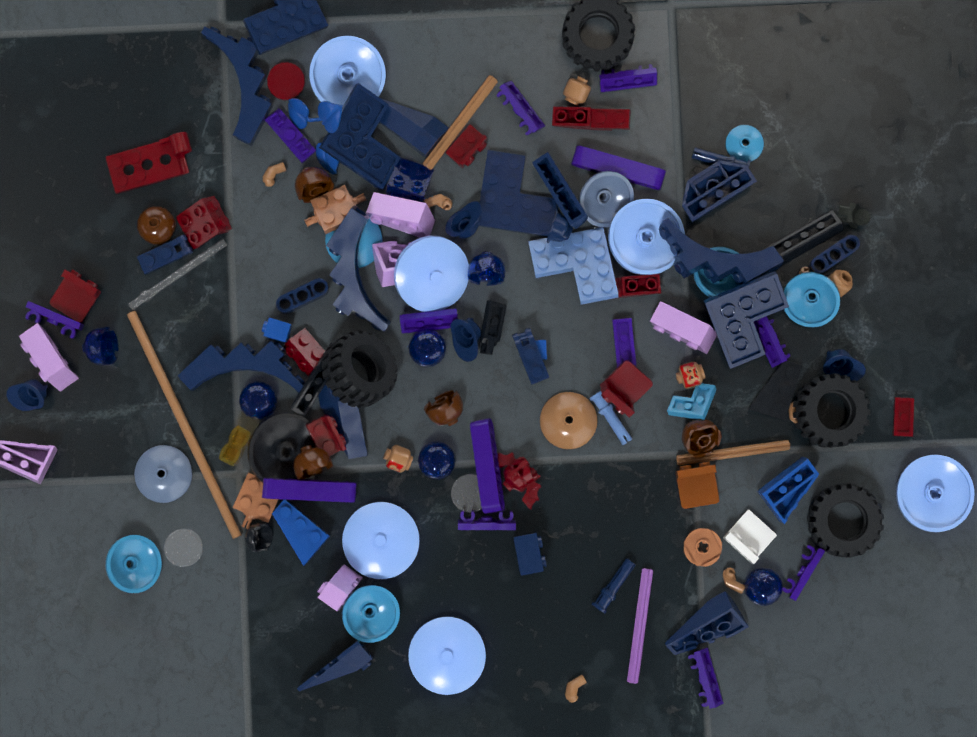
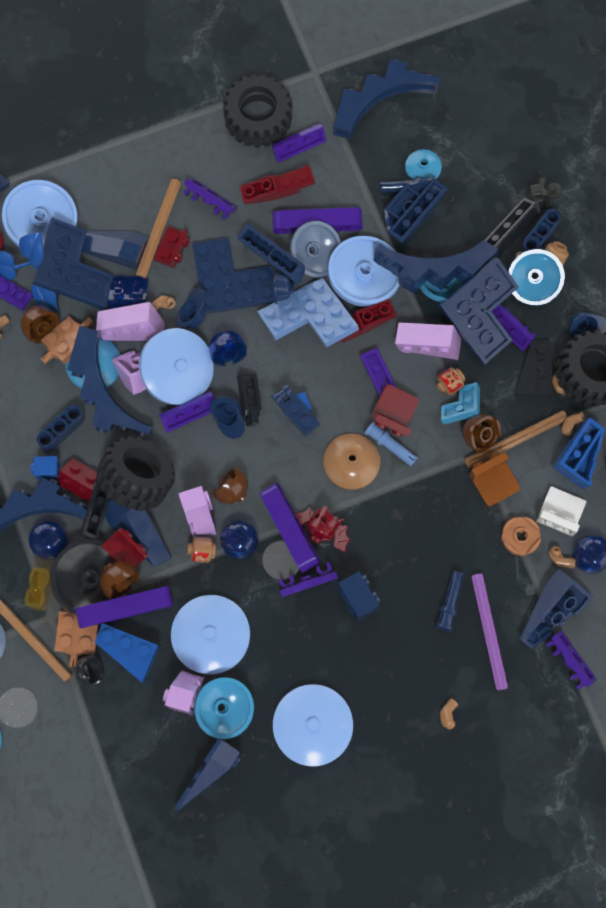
camera: 20 degrees left, 10 degrees down
(405, 425) = (197, 511): none -> lavender wedge
(427, 348) = (195, 438): clear blue cylinder -> none
(577, 90) = (256, 166): medium nougat head -> none
(725, 46) = (375, 89): none -> dark blue arch
(789, 454) = (570, 421): none -> medium nougat arm

